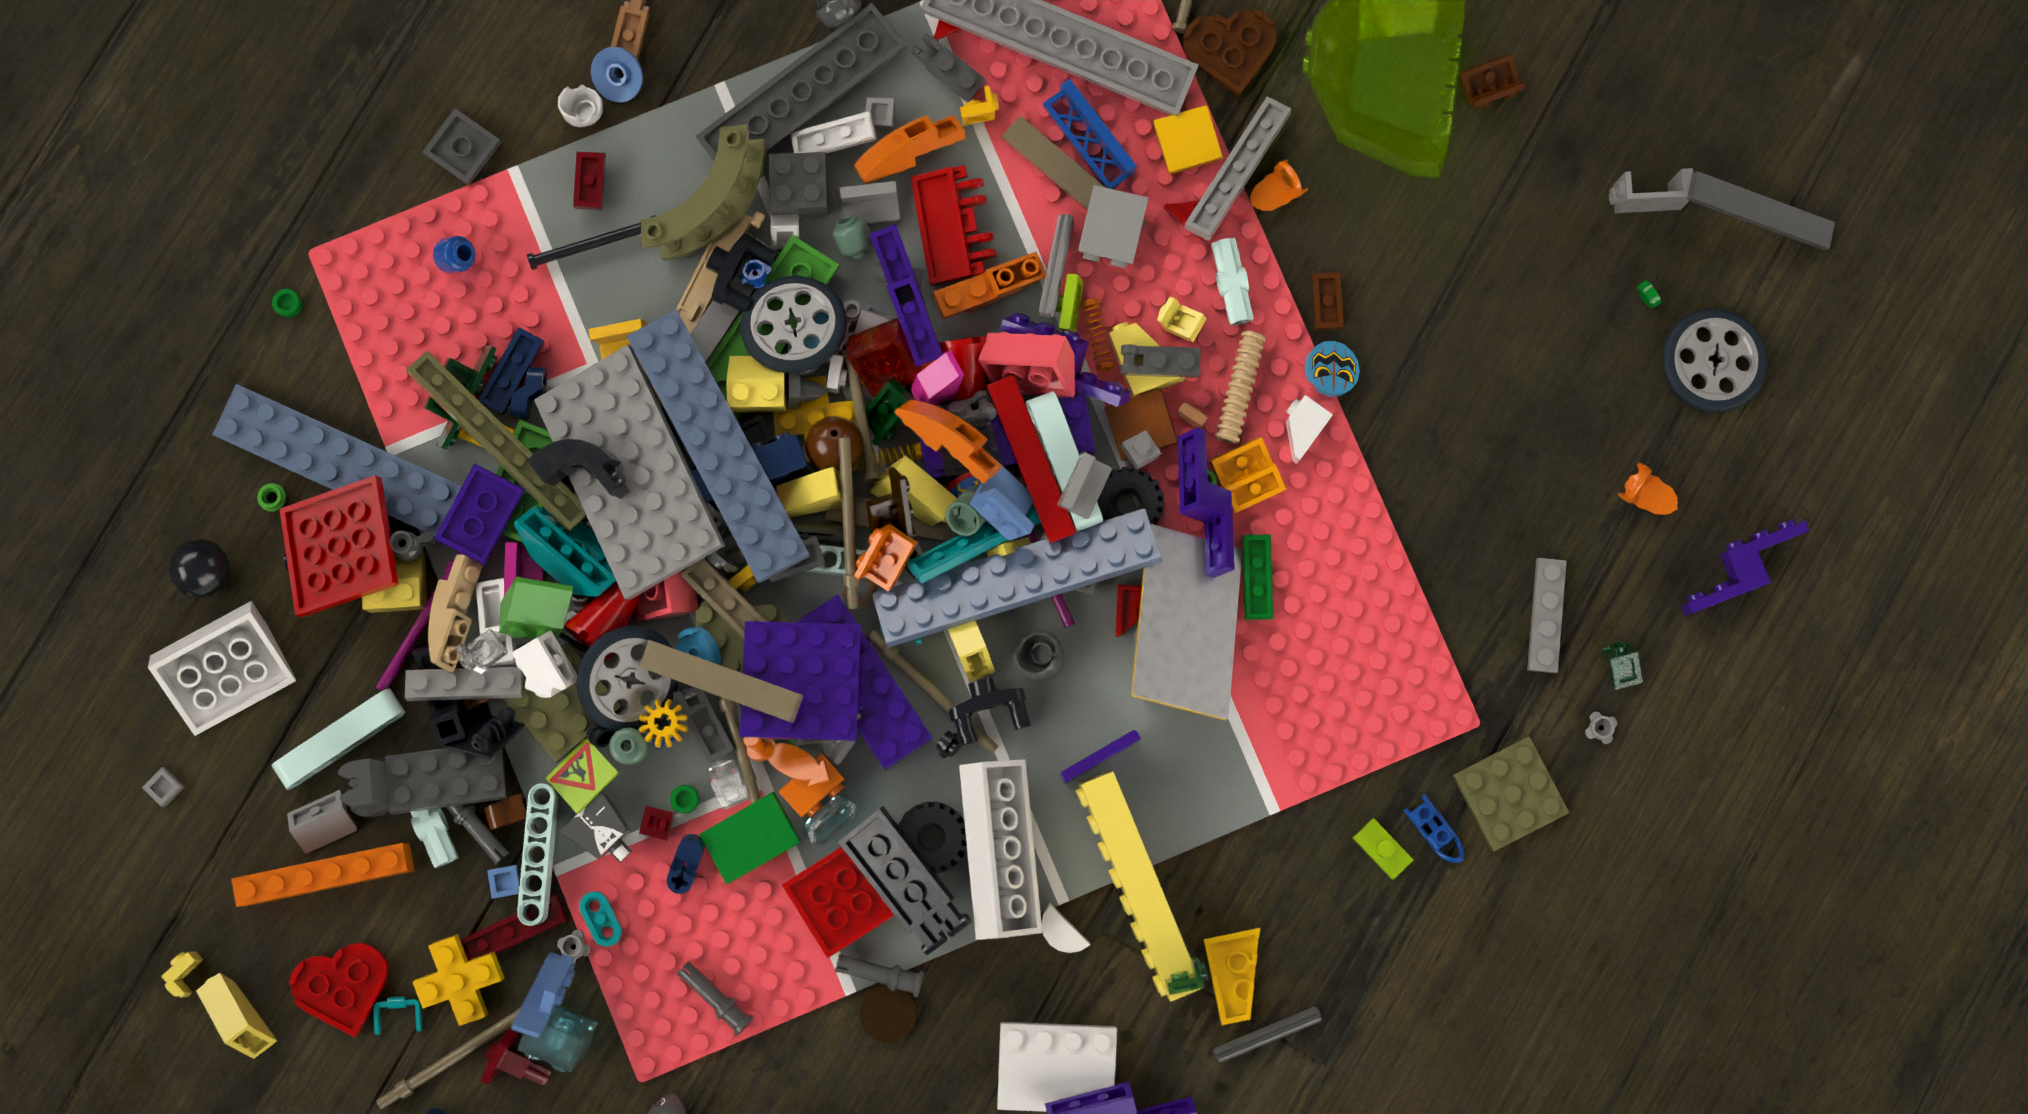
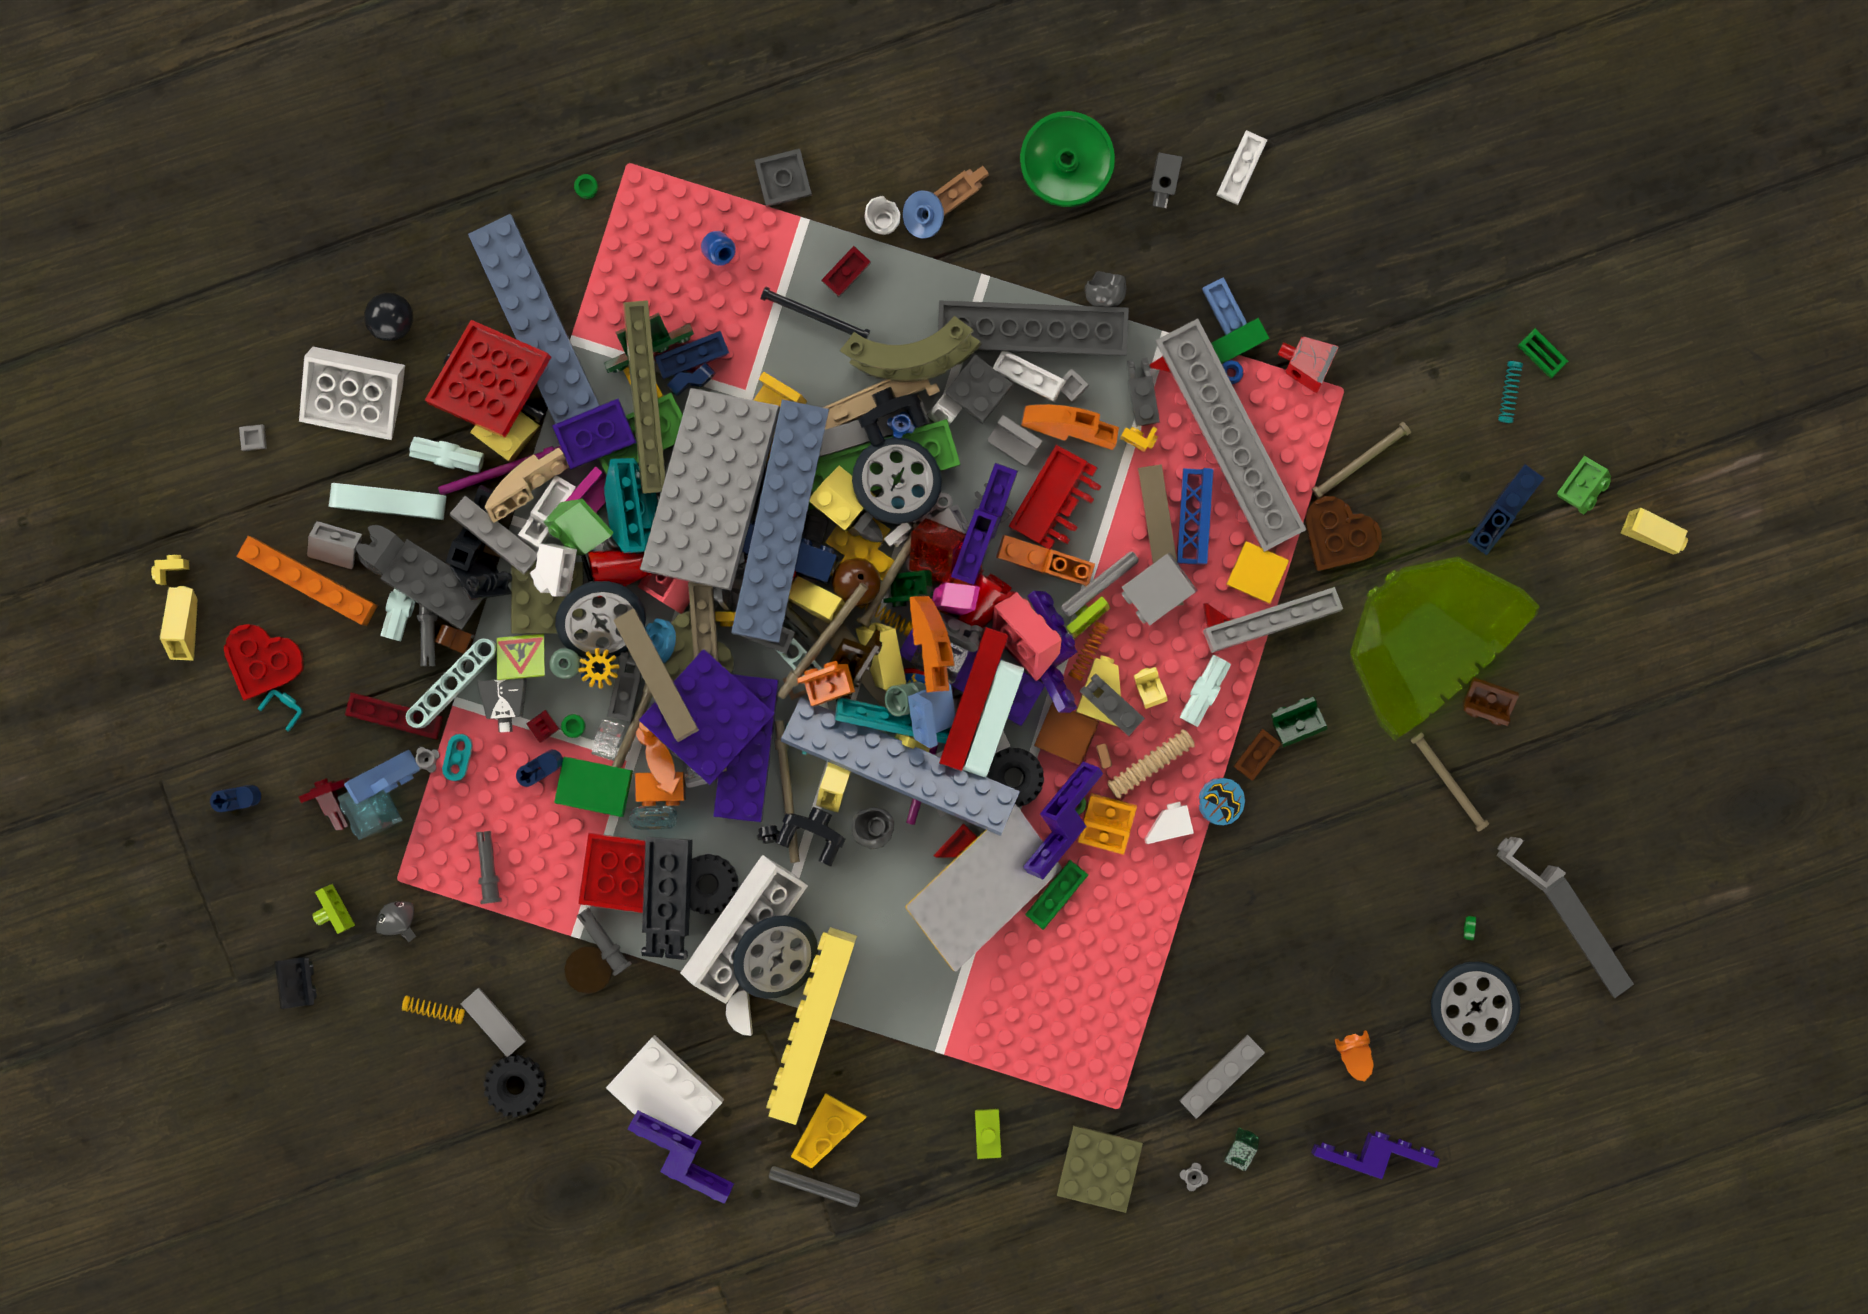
camera: 40 degrees right, 5 degrees up
(266, 491) = (466, 304): bright green plate -> none
(358, 650) = (446, 454): none -> light aqua piece
(406, 1087) = (249, 758): dark tan bar -> none
(409, 546) = (533, 415): dark grey piece -> none
(458, 980) = (337, 719): yellow plate -> none
(481, 652) = (522, 525): clear bracket -> none
(504, 881) = (417, 681): medium blue plate -> none
(564, 456) = (672, 443): black arch -> none
(599, 735) = (552, 641): black plate -> none
(852, 236) = (984, 453): sand green head -> none
(1020, 839) = (760, 935): none -> wedge
(1084, 486) = (991, 746): light grey panel -> none
(1099, 756) = (856, 924): dark purple tile -> none
(1140, 450) = (1050, 751): light grey plate -> none
(1183, 982) = (786, 1111): clear green bracket -> none
(1277, 188) = (1287, 653): orange piece -> none
(1338, 240) = (1298, 721): none -> dark green bracket
(1439, 835) = (1031, 1156): blue piece -> none
(1518, 182) = (1449, 781): none -> dark tan bar

